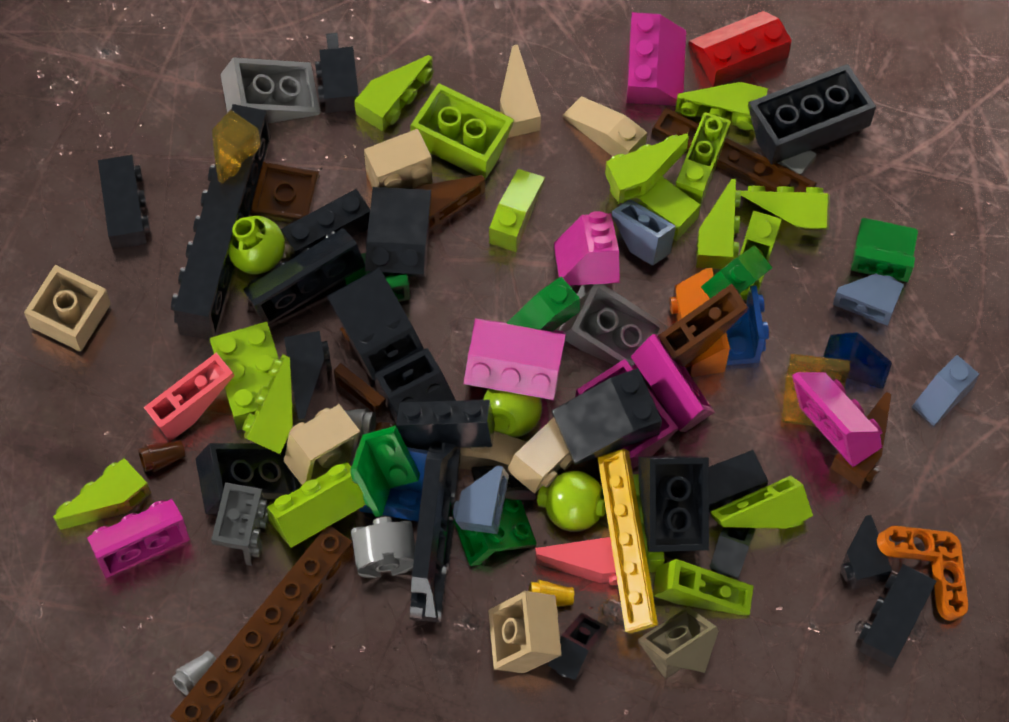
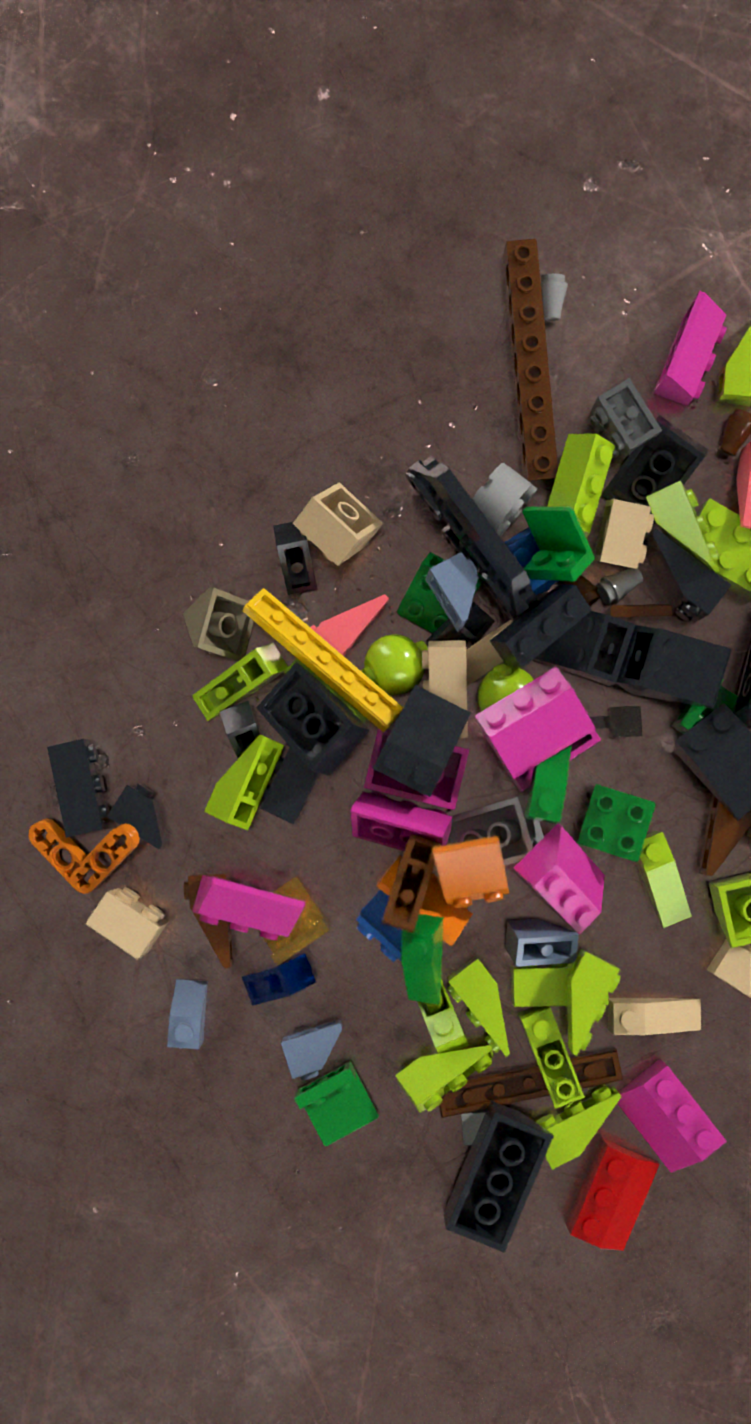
camera: 140 degrees right, 20 degrees up
(445, 330) = (621, 721): none -> clear smoke plate
(517, 262) = (616, 823): none -> green bracket
(563, 594) = (350, 577): yellow cone -> none
(651, 298) = (471, 871): none -> orange slope
(937, 482) = (128, 921): none -> tan brick

